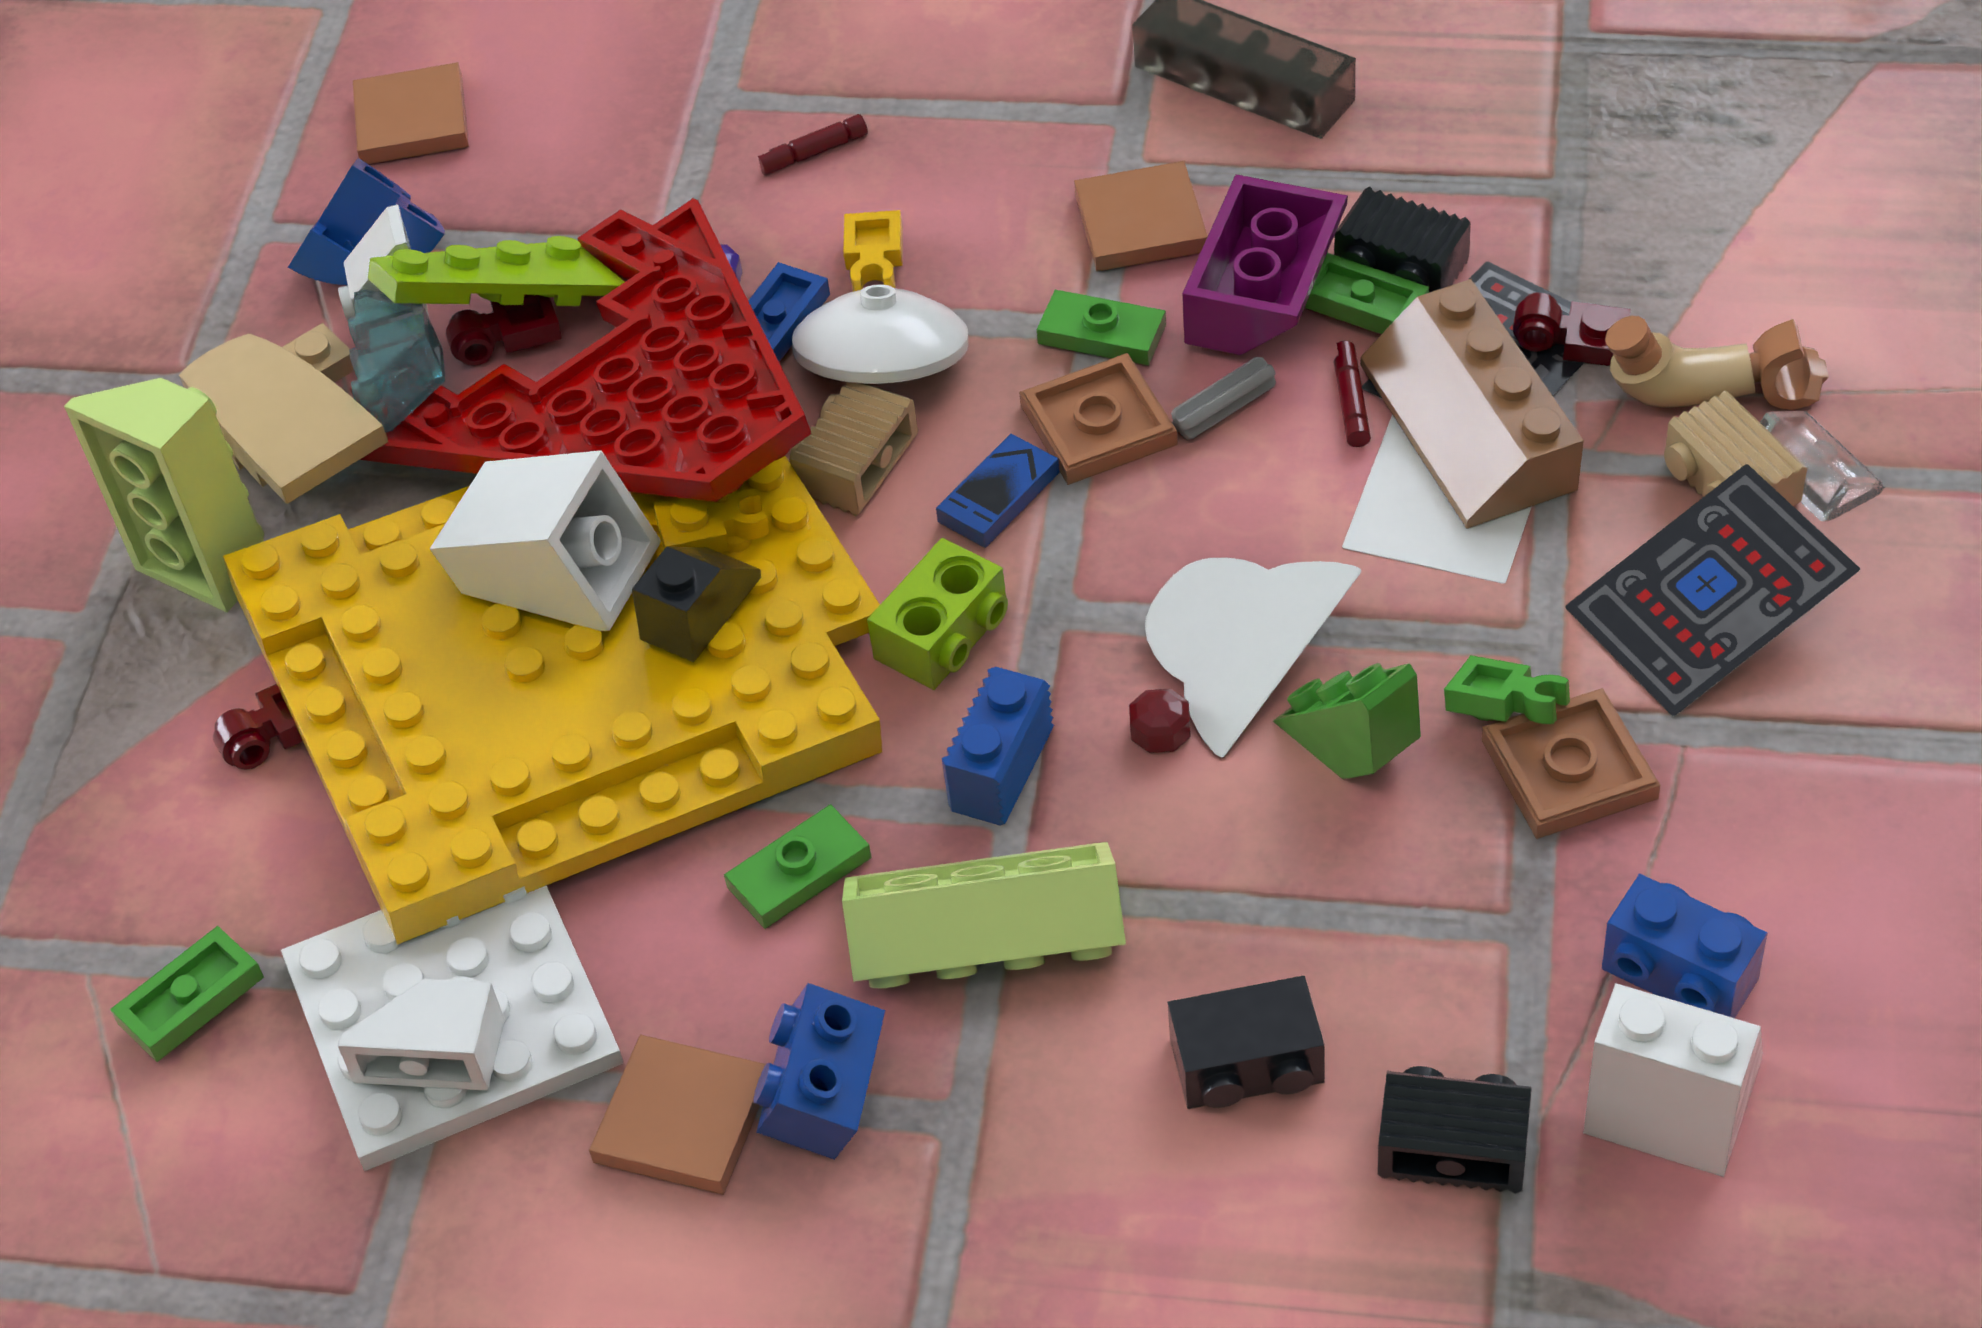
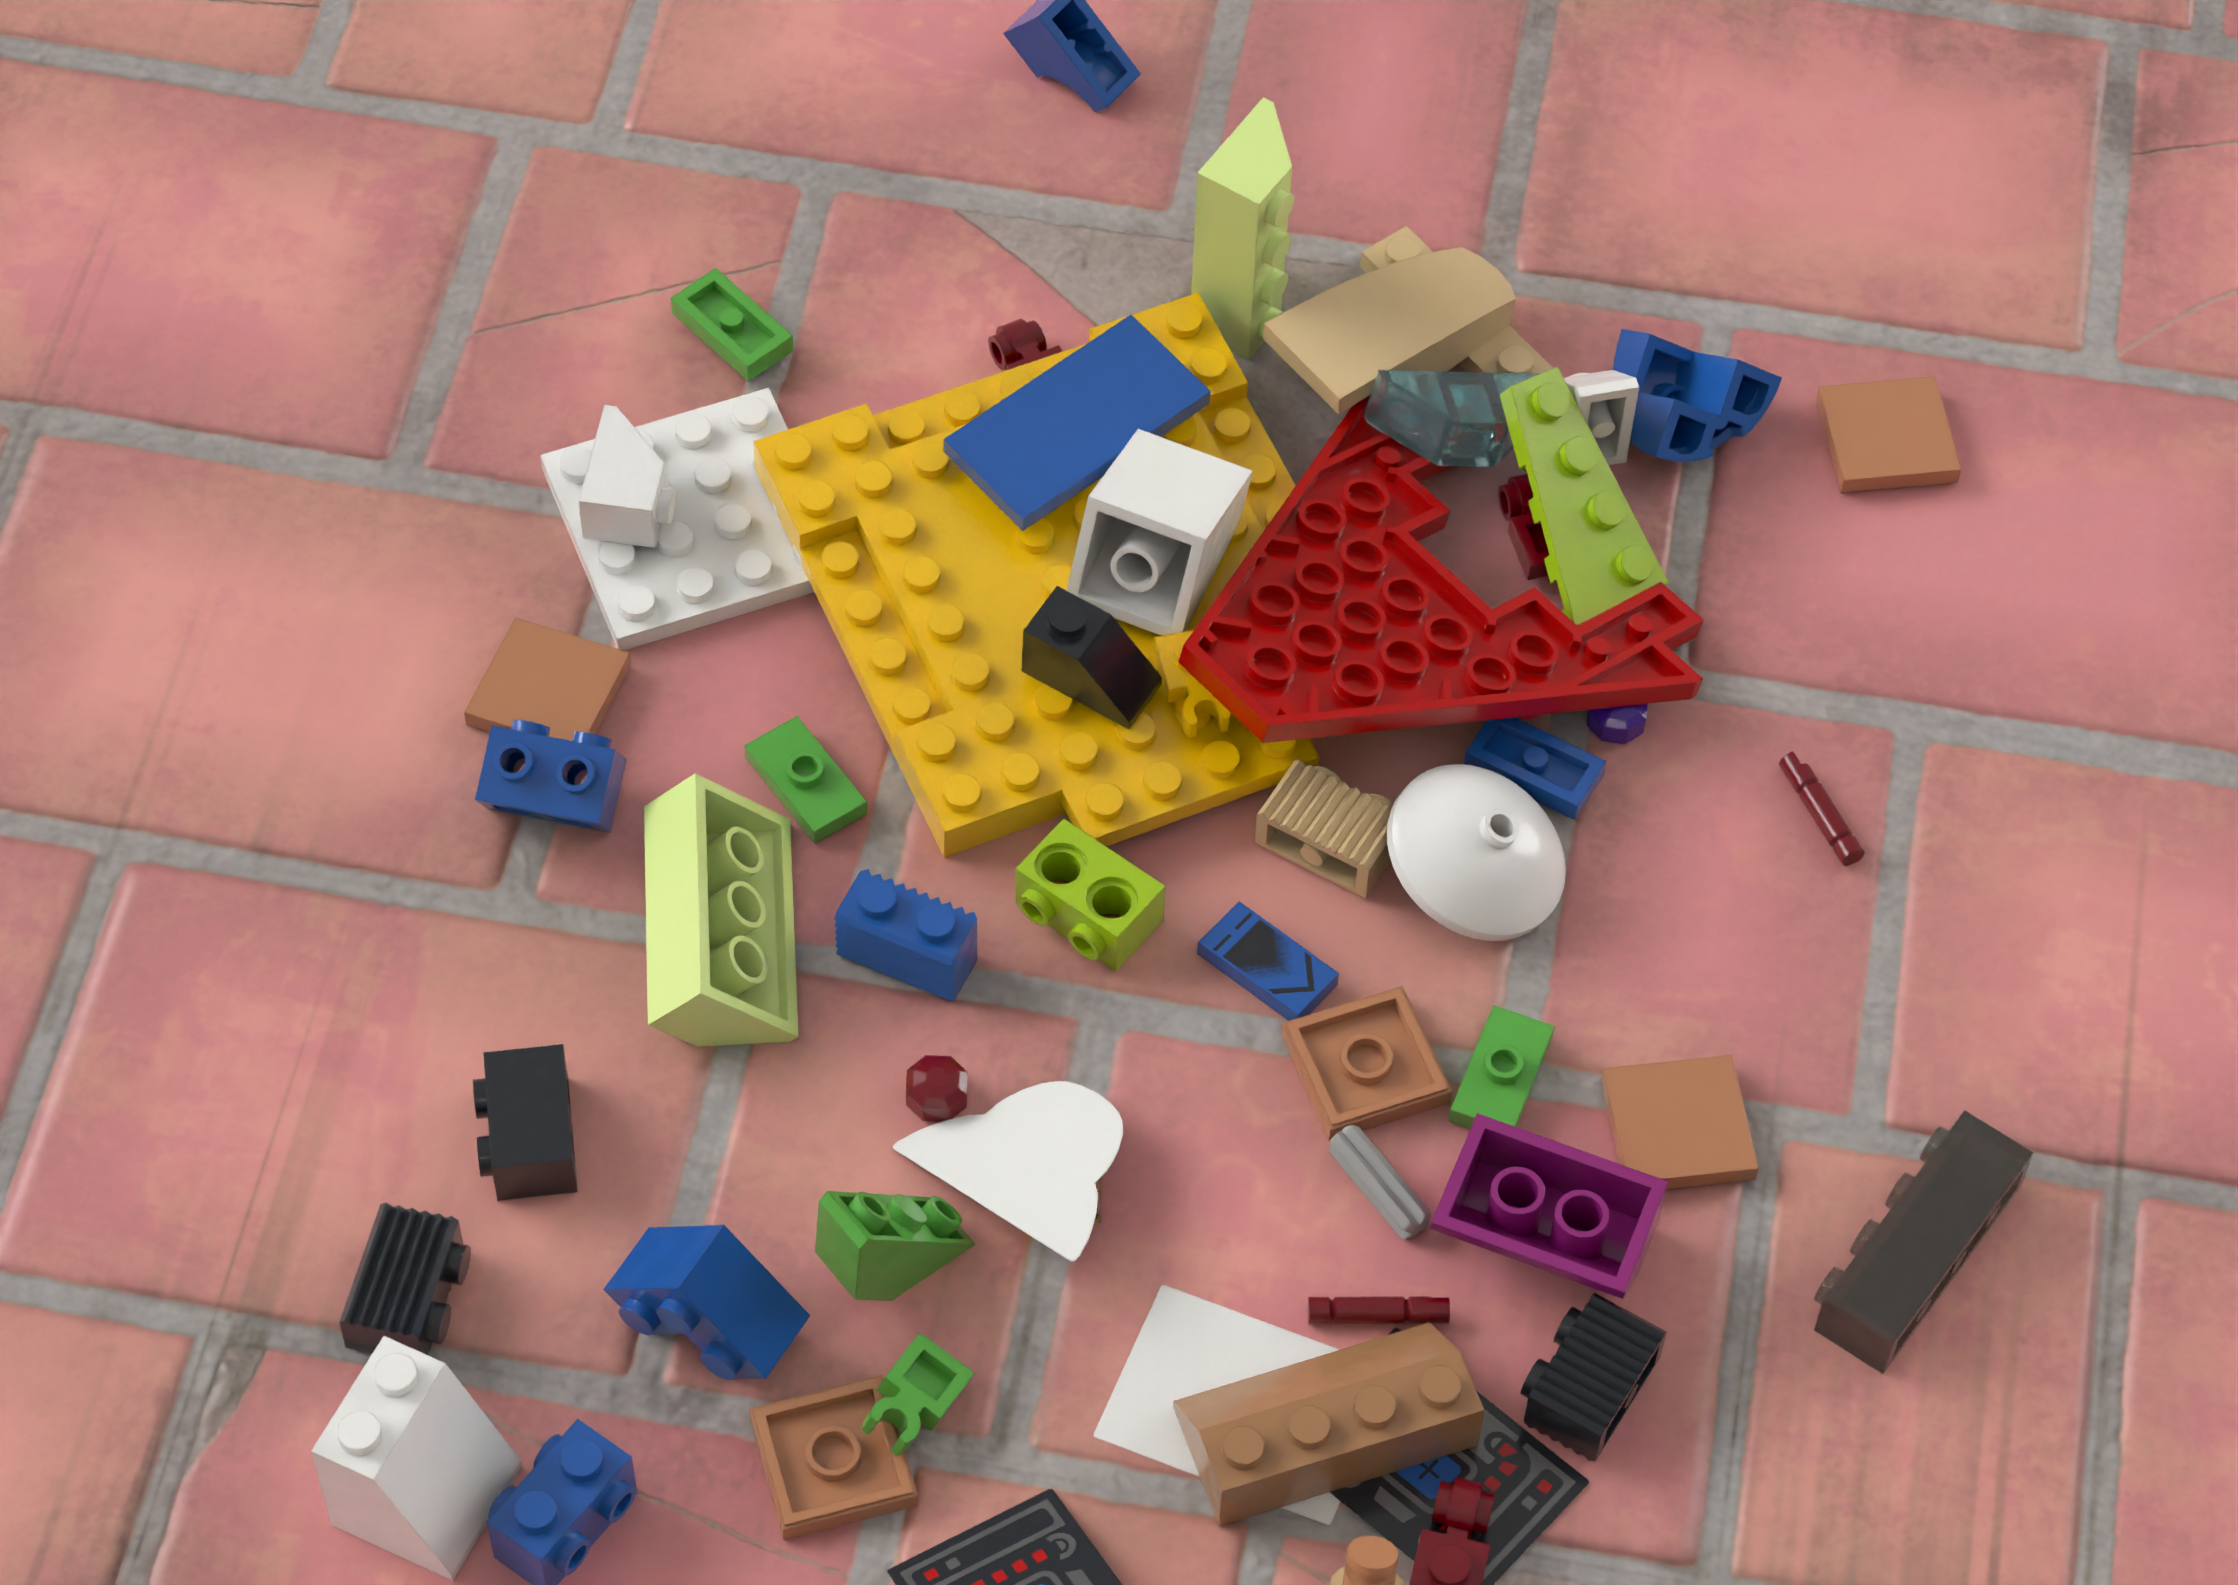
camera: 85 degrees right, 5 degrees up
(402, 618) = (1075, 421): none -> blue tile
(873, 246) = (1637, 853): yellow plate -> none
(1361, 294) = (1519, 1330): bright green plate -> none
(1434, 853) = (712, 1292): none -> blue brick

